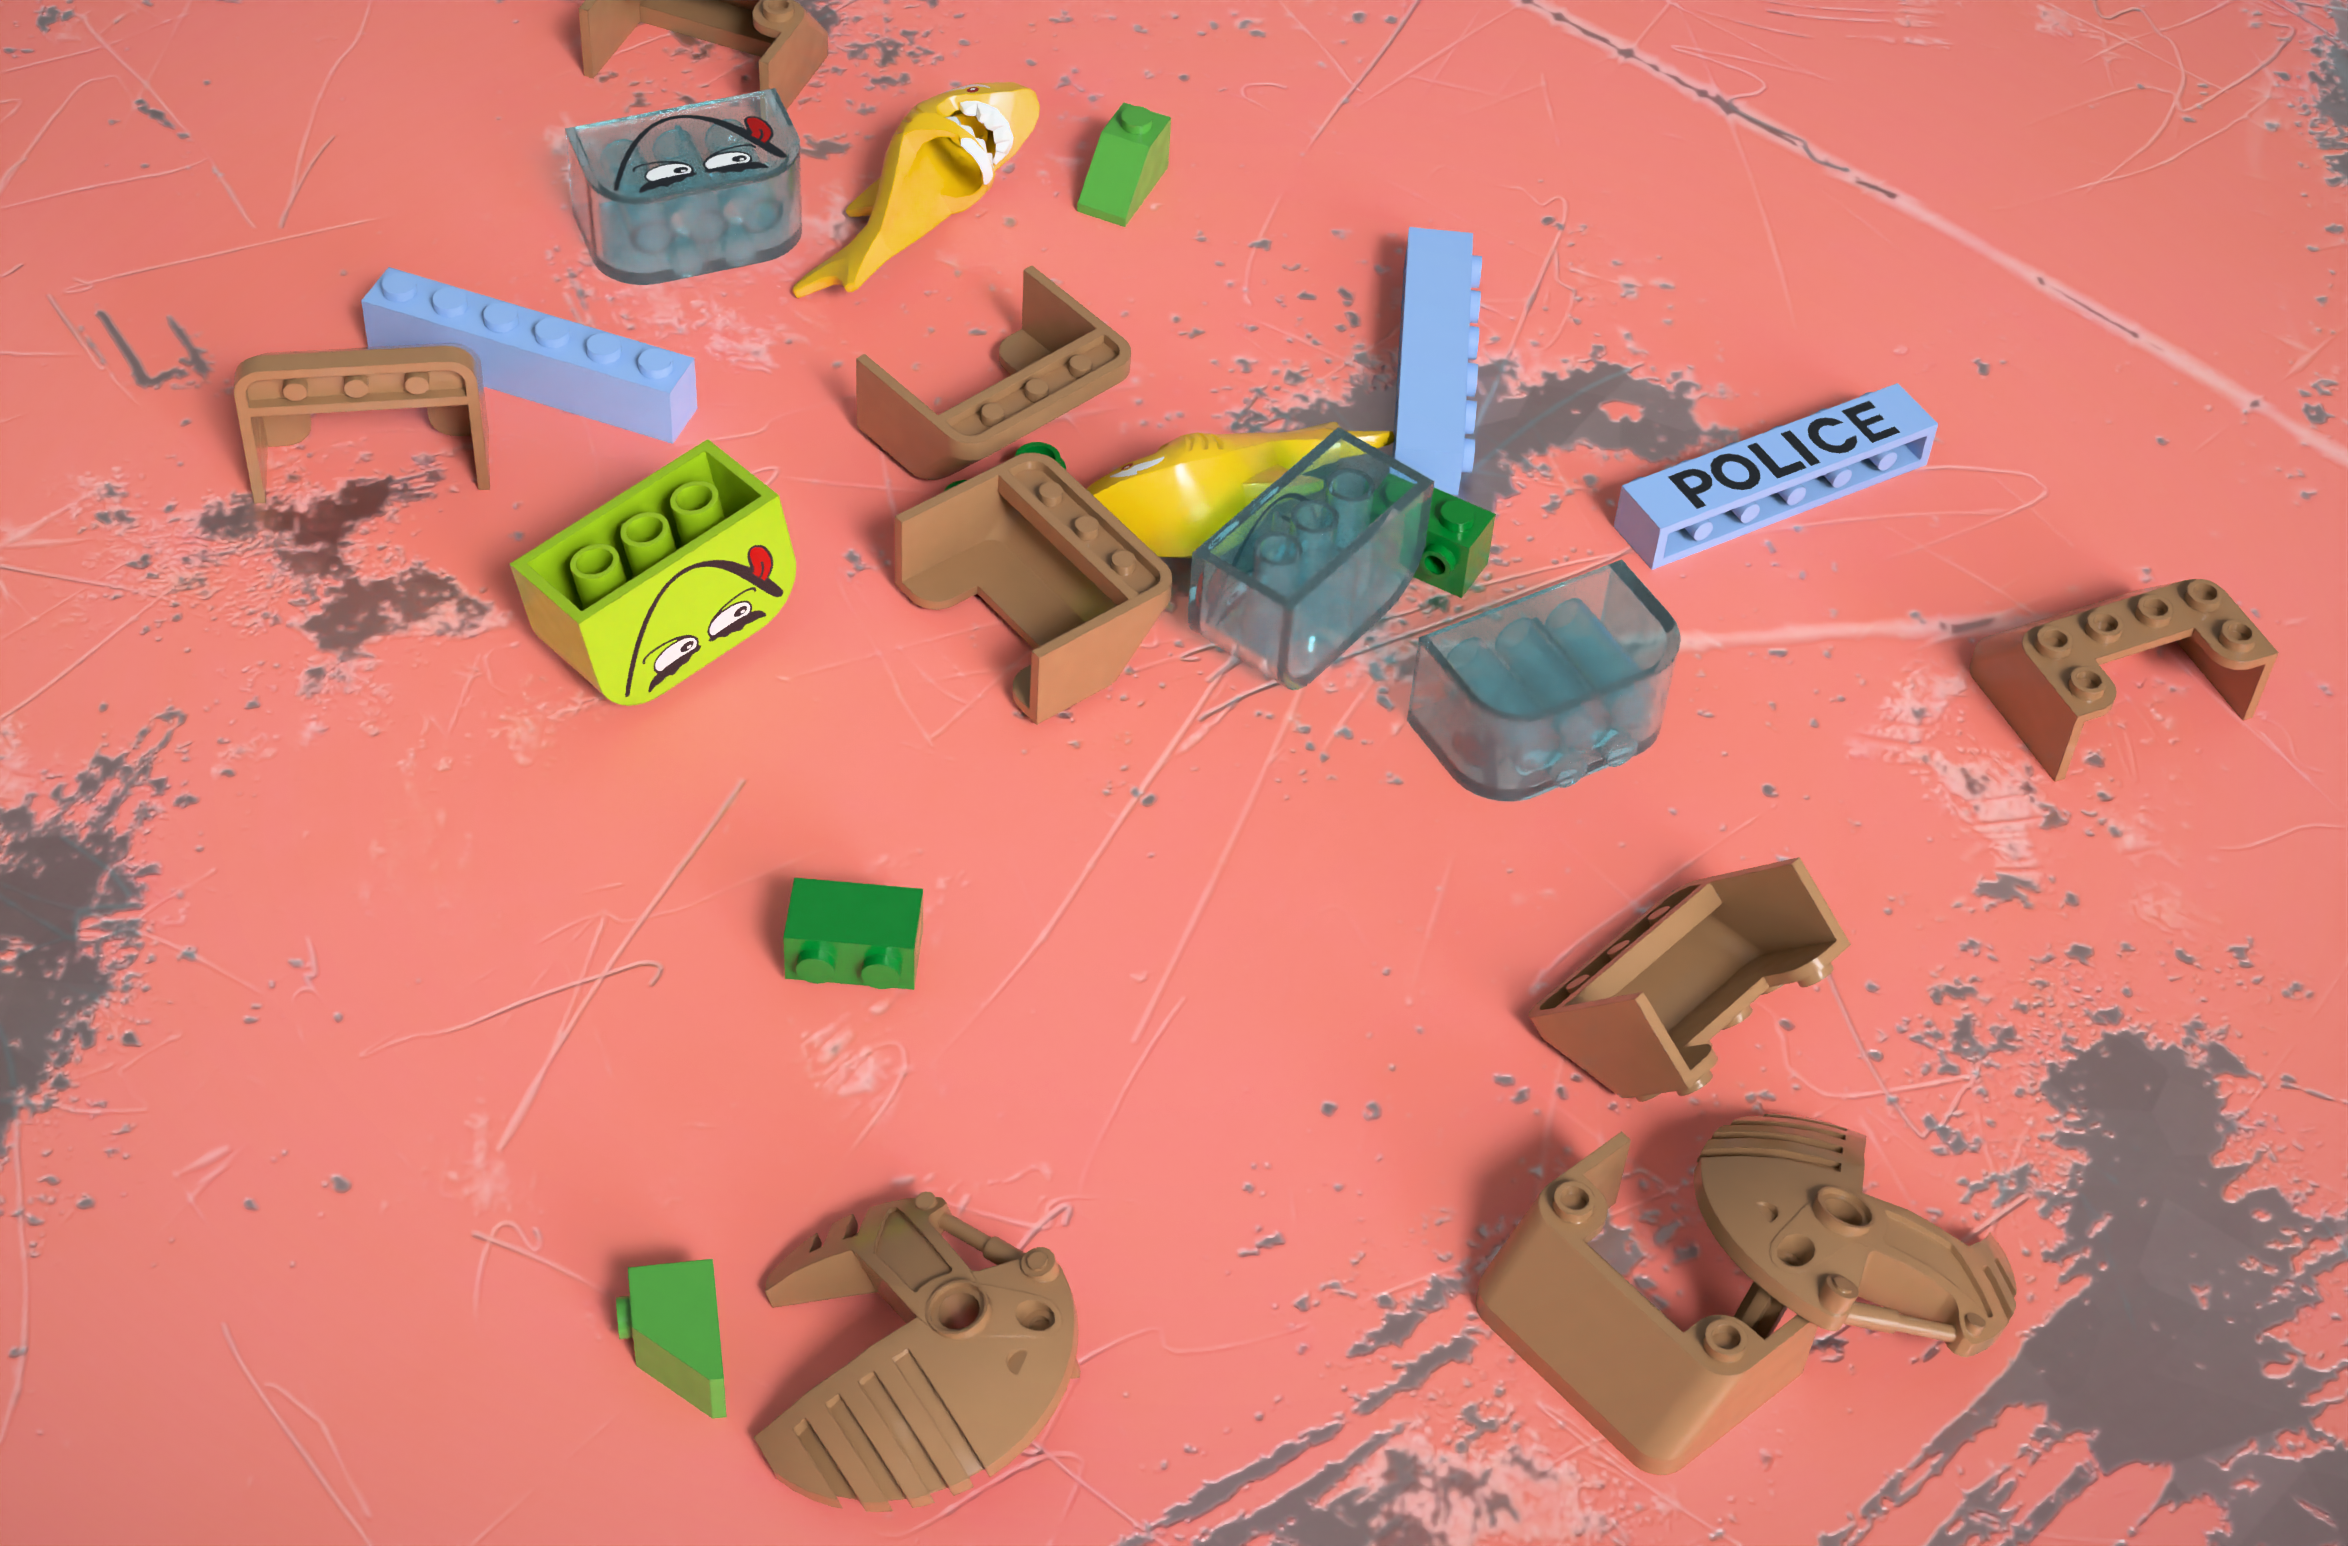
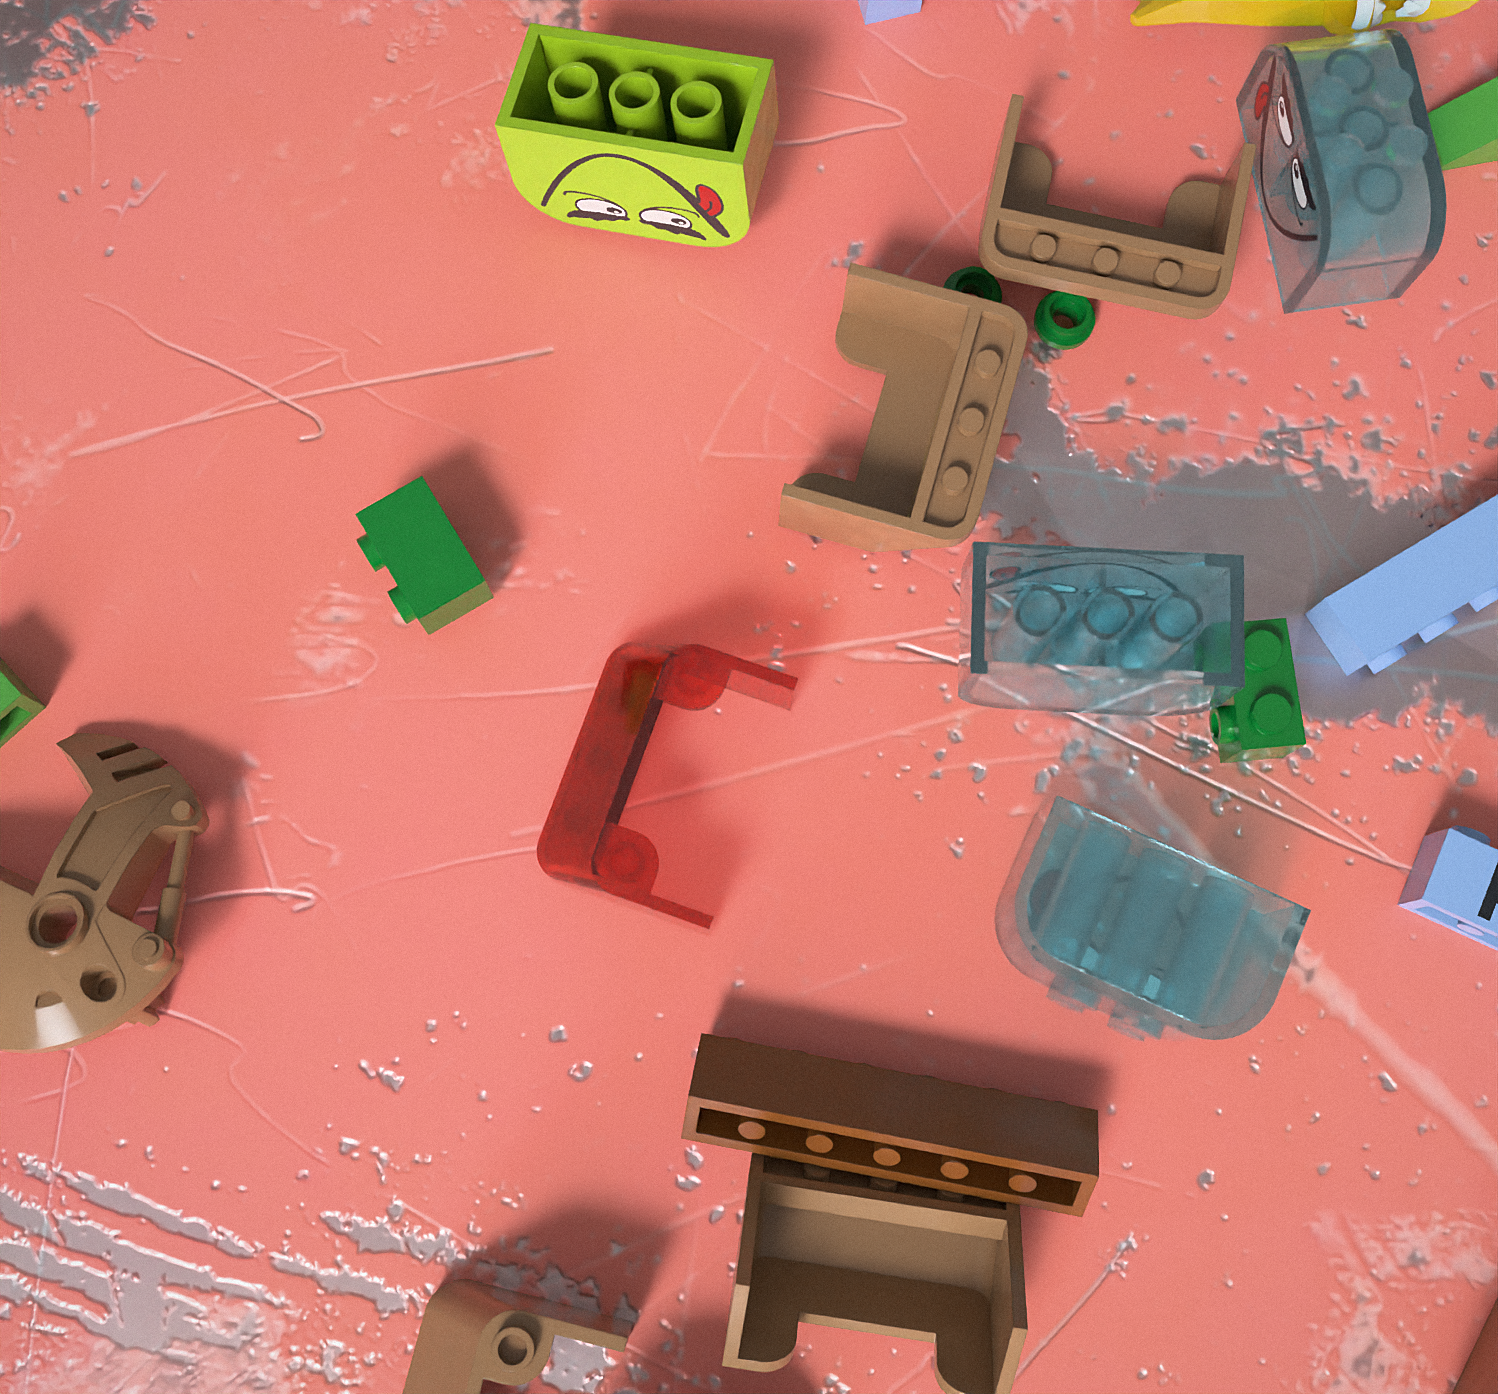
camera: 55 degrees right, 30 degrees up
(1097, 233) = (1343, 168): none -> clear light blue brick
(1151, 929) = (581, 834): none -> clear red windscreen
(1204, 481) = (1133, 481): yellow piece -> none
(1576, 918) = (893, 1125): none -> dark orange brick

